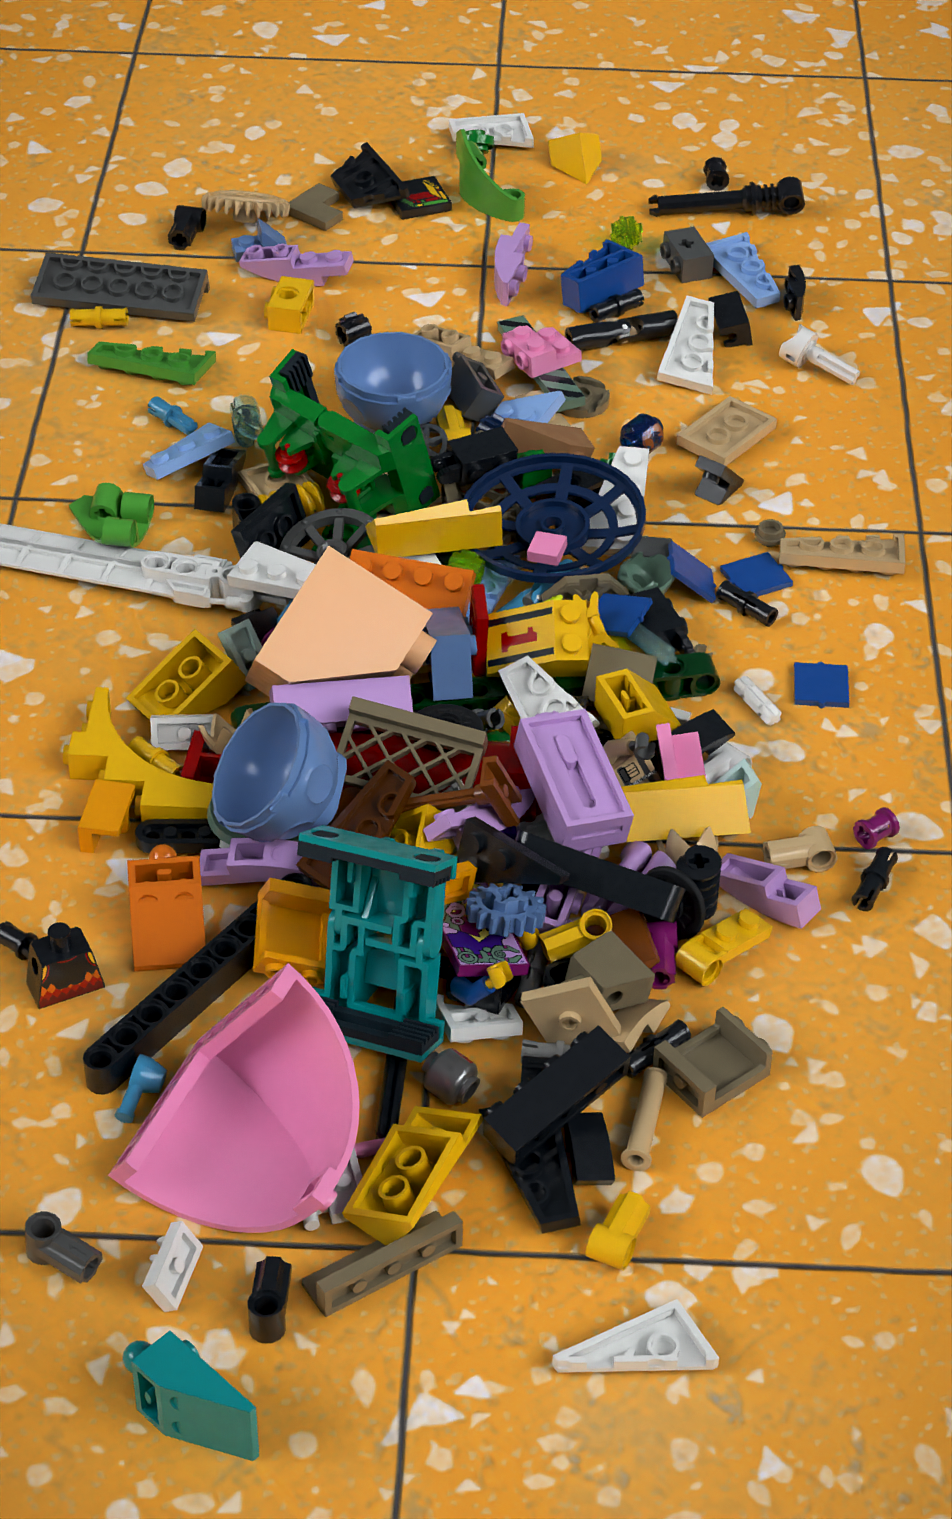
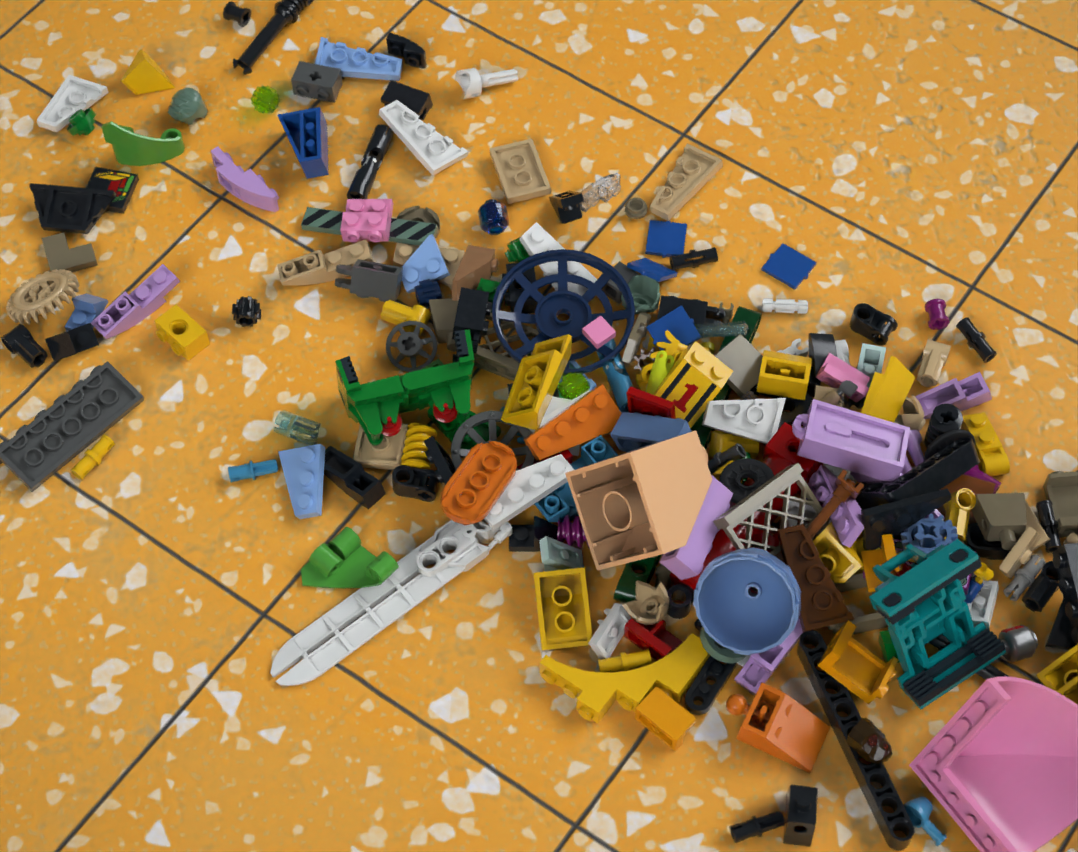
camera: 55 degrees left, 15 degrees up
(152, 361) = (184, 445): bright green wing -> none
(191, 973) = (869, 742): none -> dark brown rock
(218, 248) = (72, 342): none -> black slope
(265, 535) = (478, 482): none -> orange tile
(392, 372) = (345, 308): medium blue rock -> none
(565, 192) = (187, 106): none -> sand green hair
(616, 305) = (338, 156): black pin -> none
(768, 495) = (601, 189): none -> clear slope
(803, 775) = (872, 323): none -> black piece

